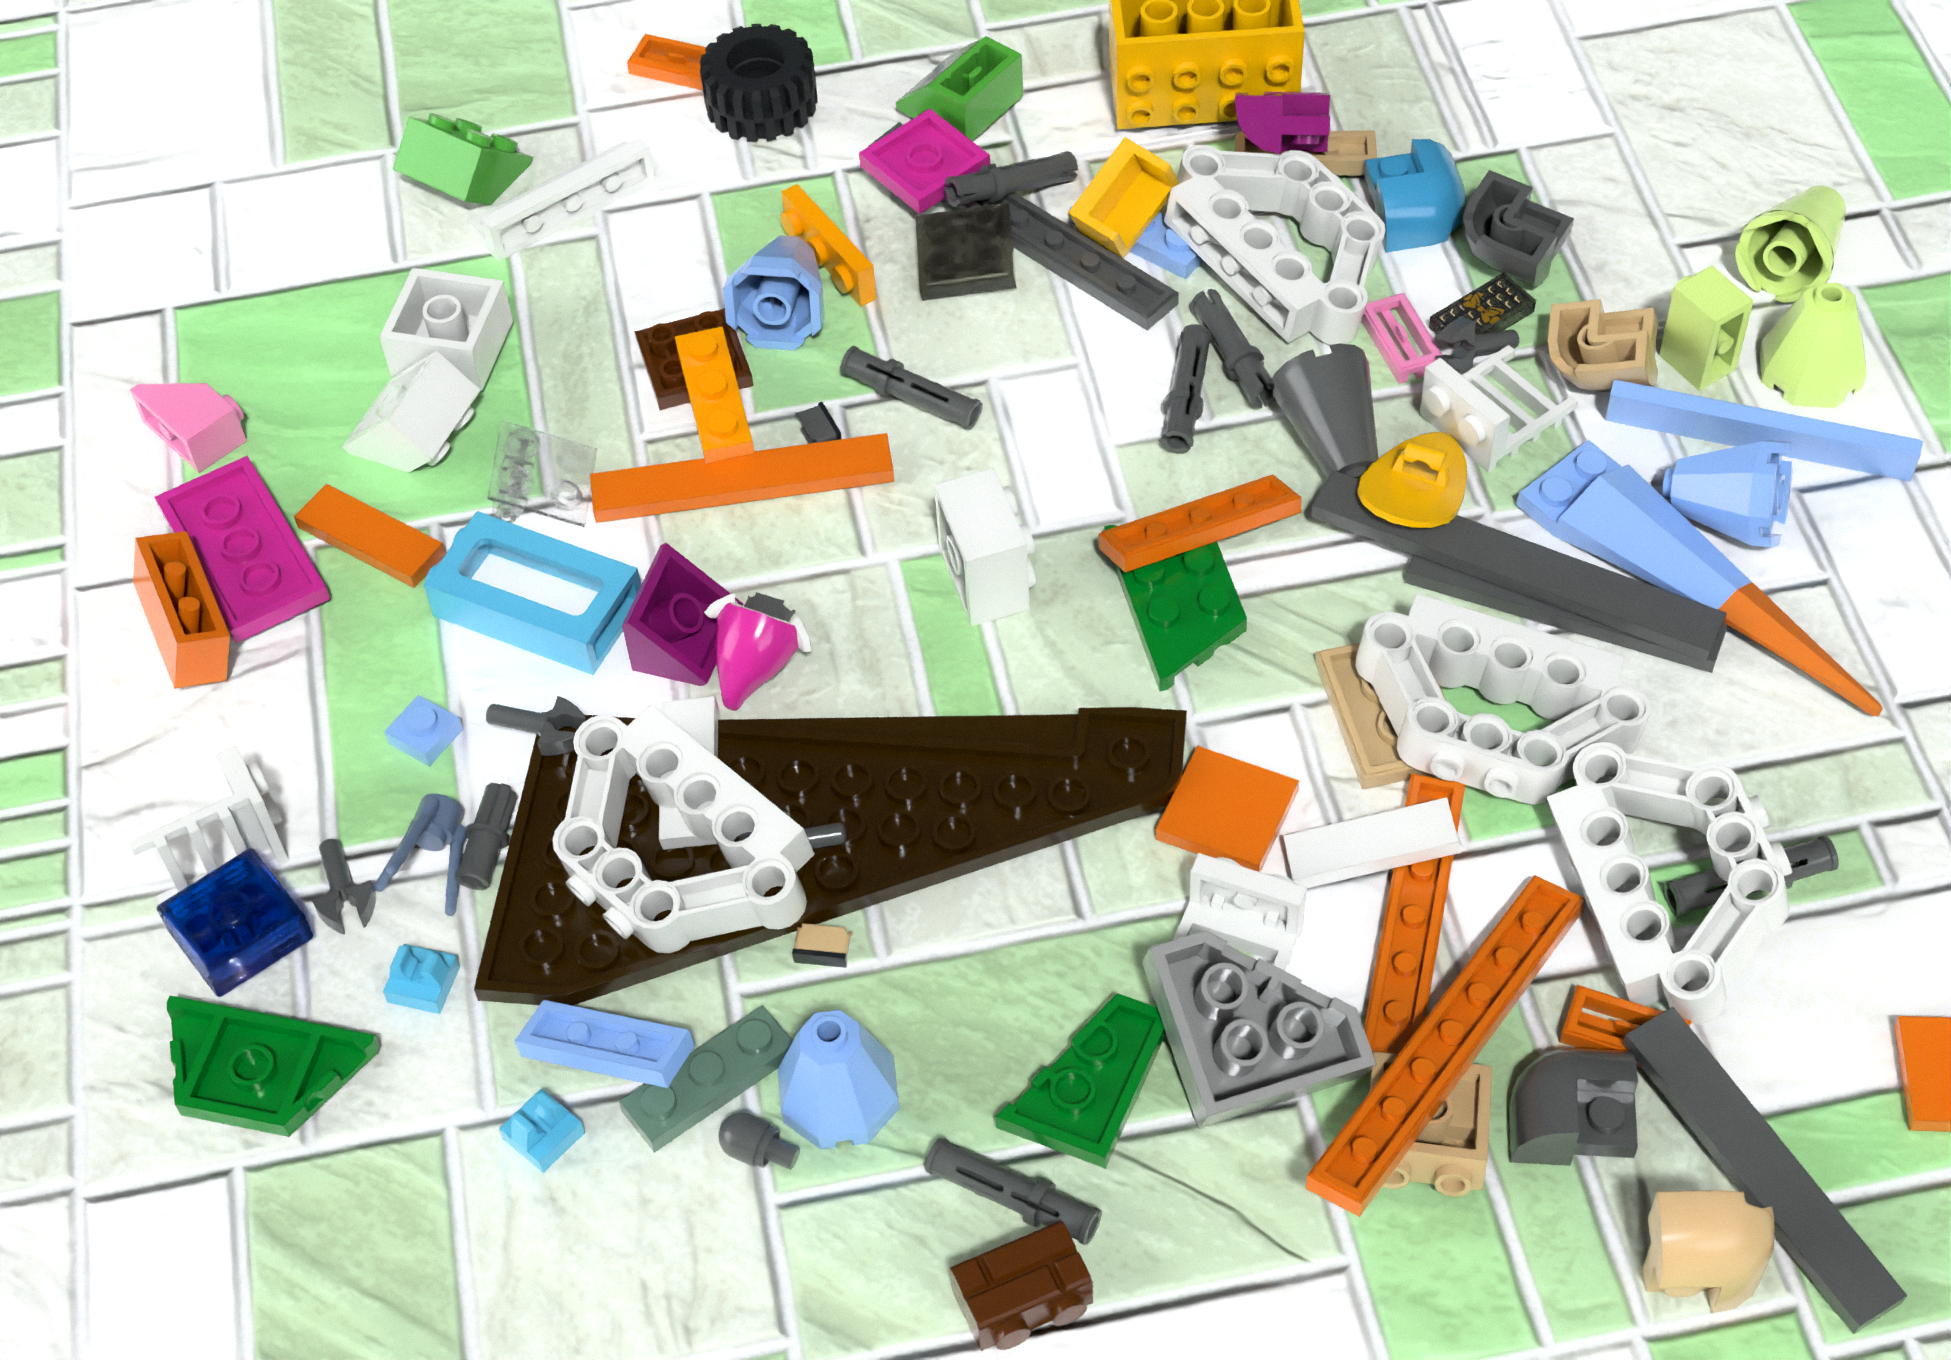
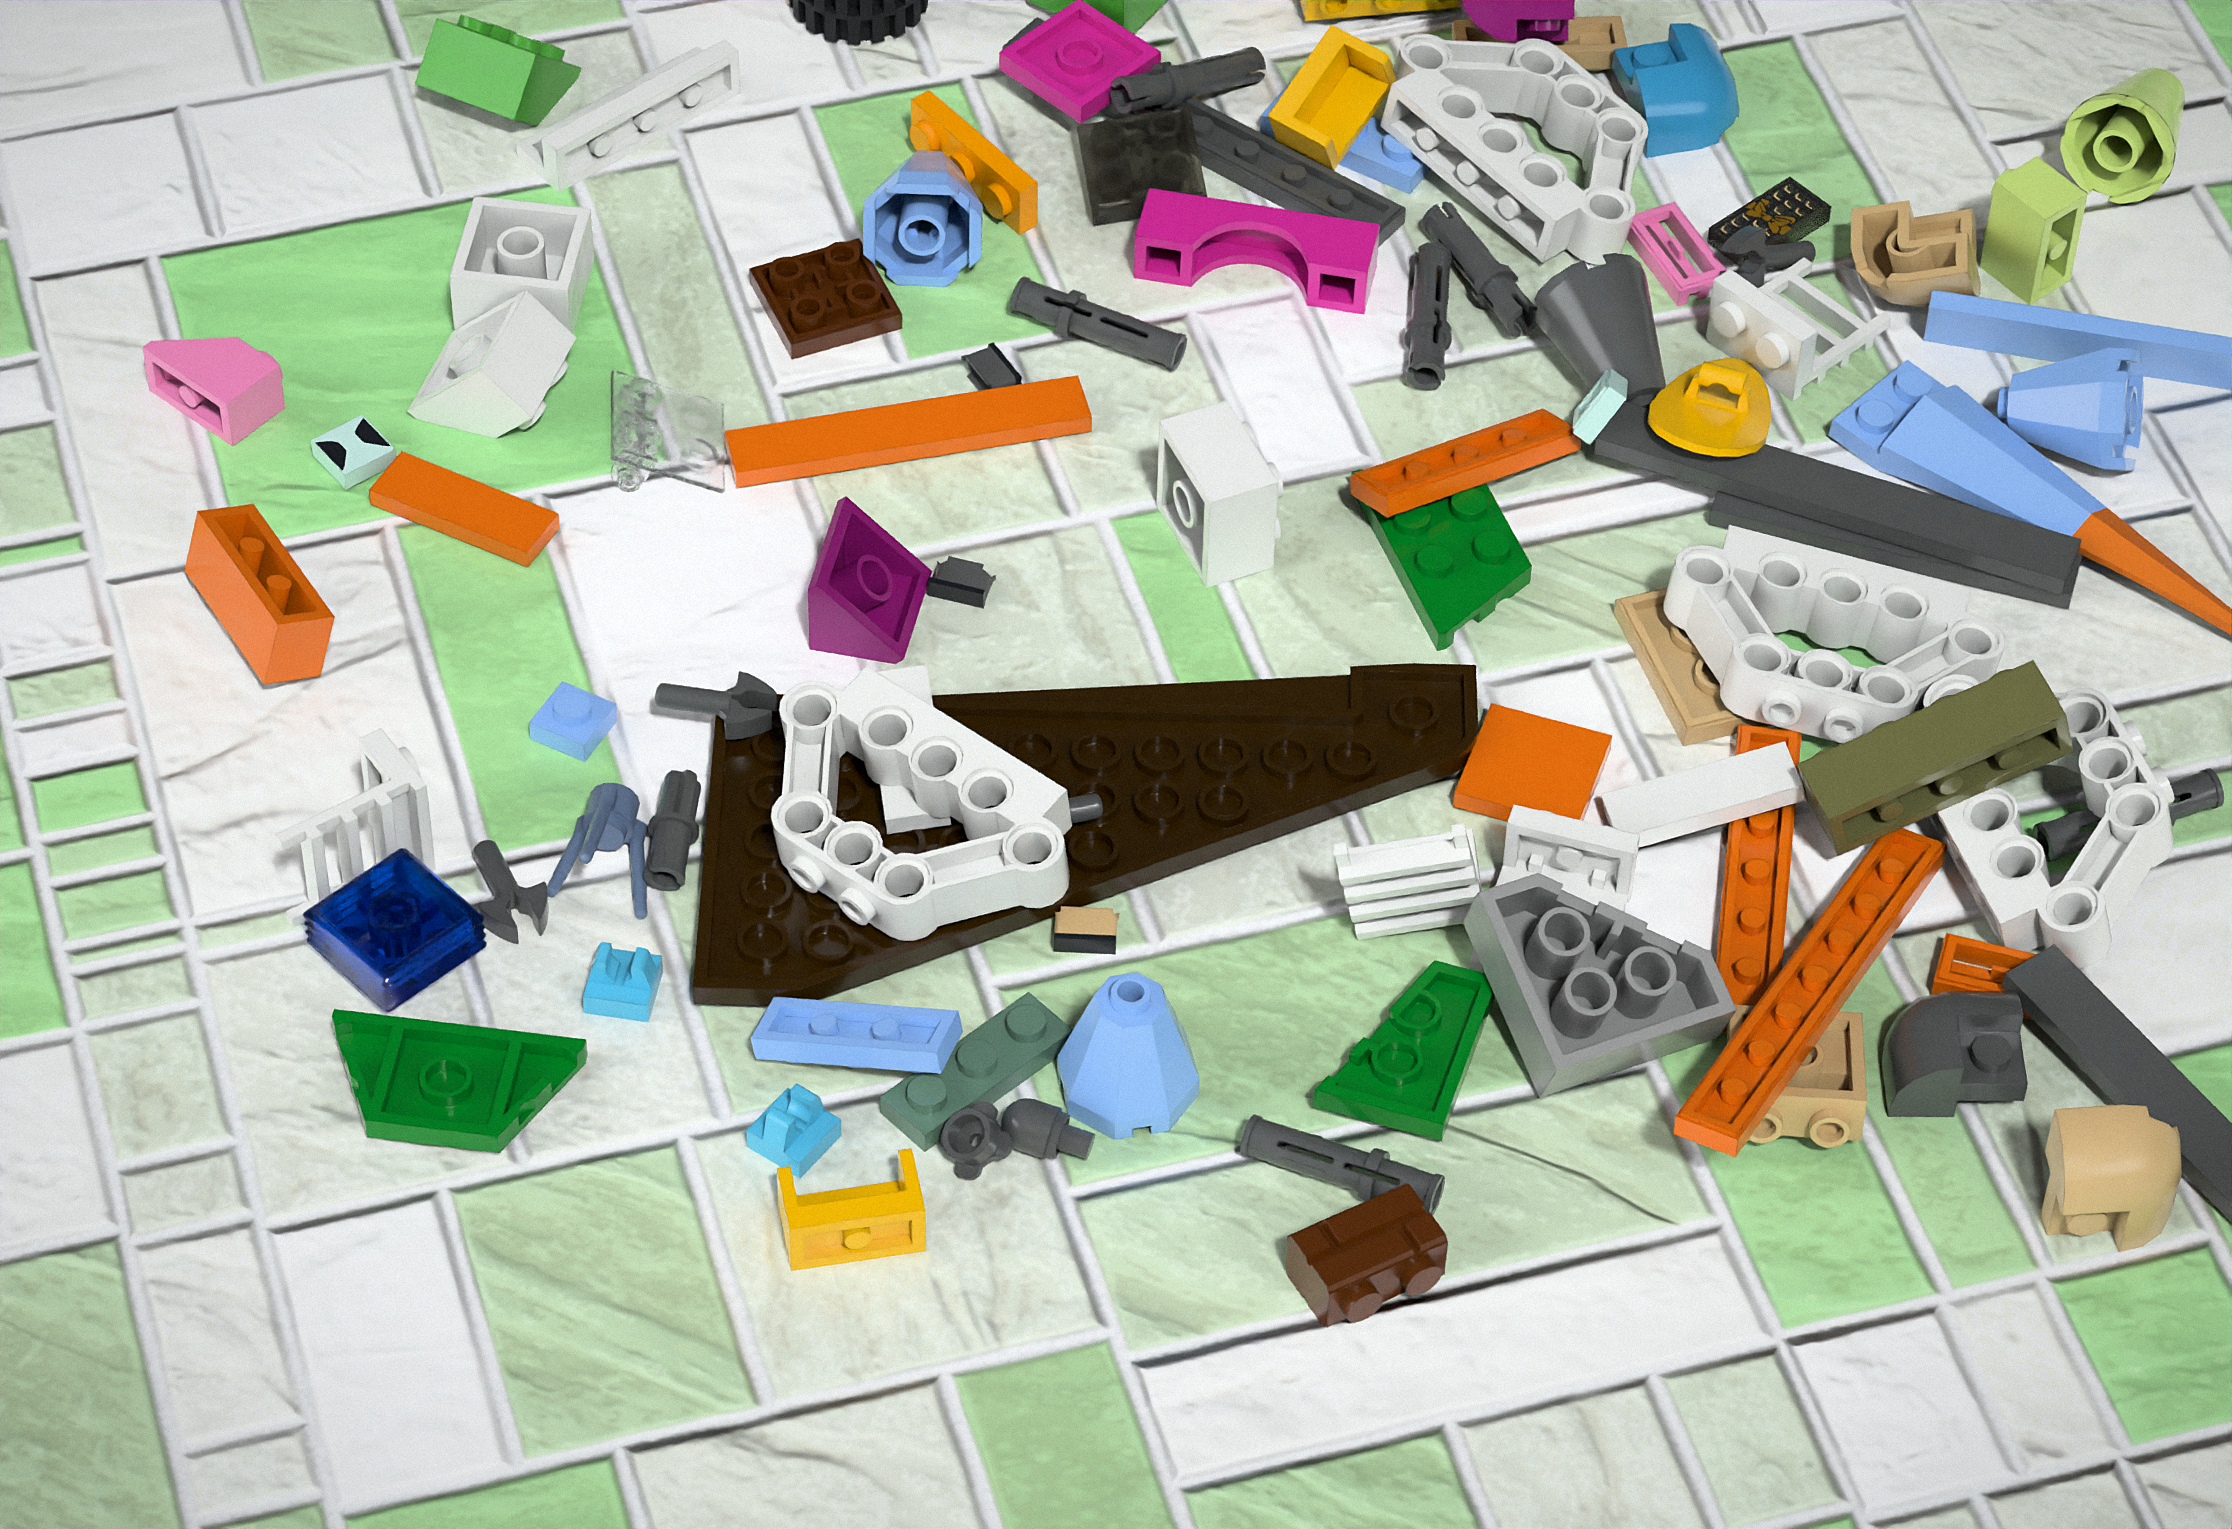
camera: 10 degrees left, 5 degrees down
(244, 548) = (320, 518): dark pink plate -> none
(291, 481) = (353, 452): none -> light aqua tile
(523, 623) = (672, 595): medium azure piece -> none
(575, 1220) = (853, 1221): none -> yellow panel
(681, 1145) = (964, 1128): none -> dark grey plate
(714, 395) = (864, 335): light orange plate -> none
(751, 648) = (957, 612): dark pink hat -> none
(997, 312) = (1192, 234): none -> dark pink arch
(1102, 916) = (1410, 882): none -> white plate
(1317, 476) = (1599, 405): none -> light aqua tile
(1512, 231) = (1797, 128): dark grey brick -> none
(1578, 823) = (1935, 757): none -> olive brick
(1816, 349) = (2161, 251): yellowish green cone -> none

